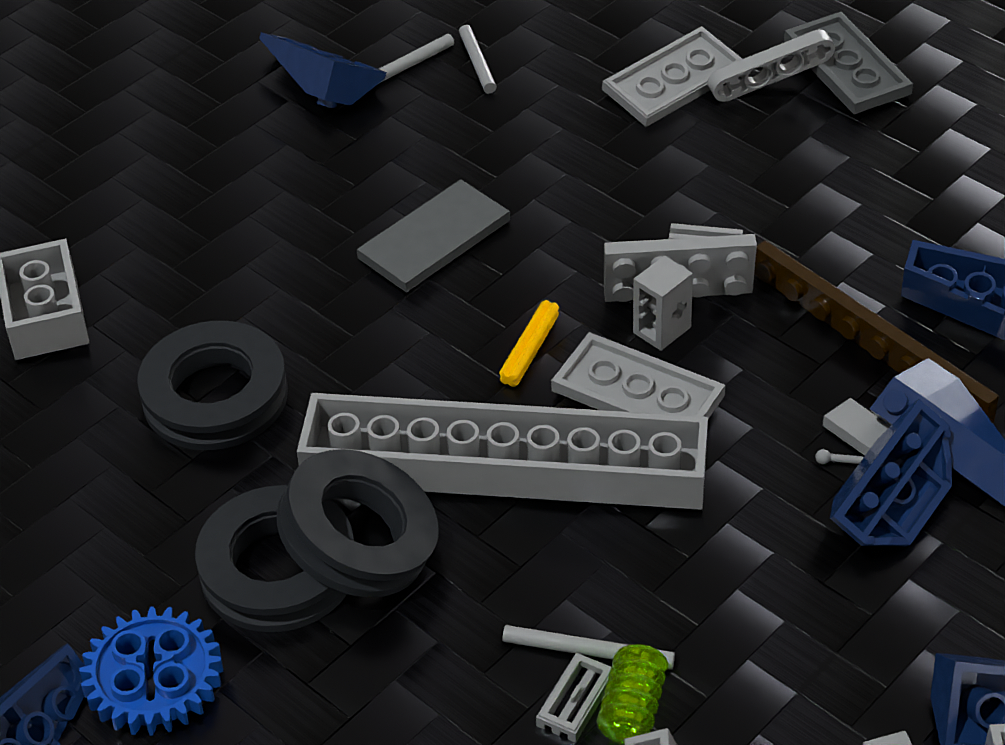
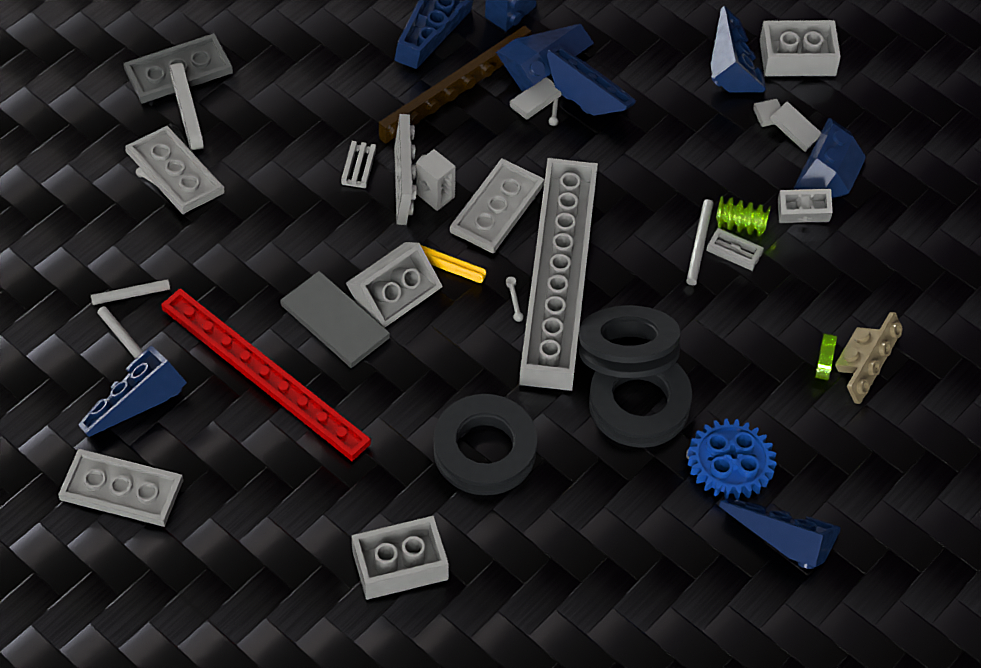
camera: 95 degrees left, 10 degrees up
(190, 73) = (121, 487): none -> light grey plate
(339, 177) = (266, 375): none -> red plate
(485, 282) = (395, 283): none -> light grey slope

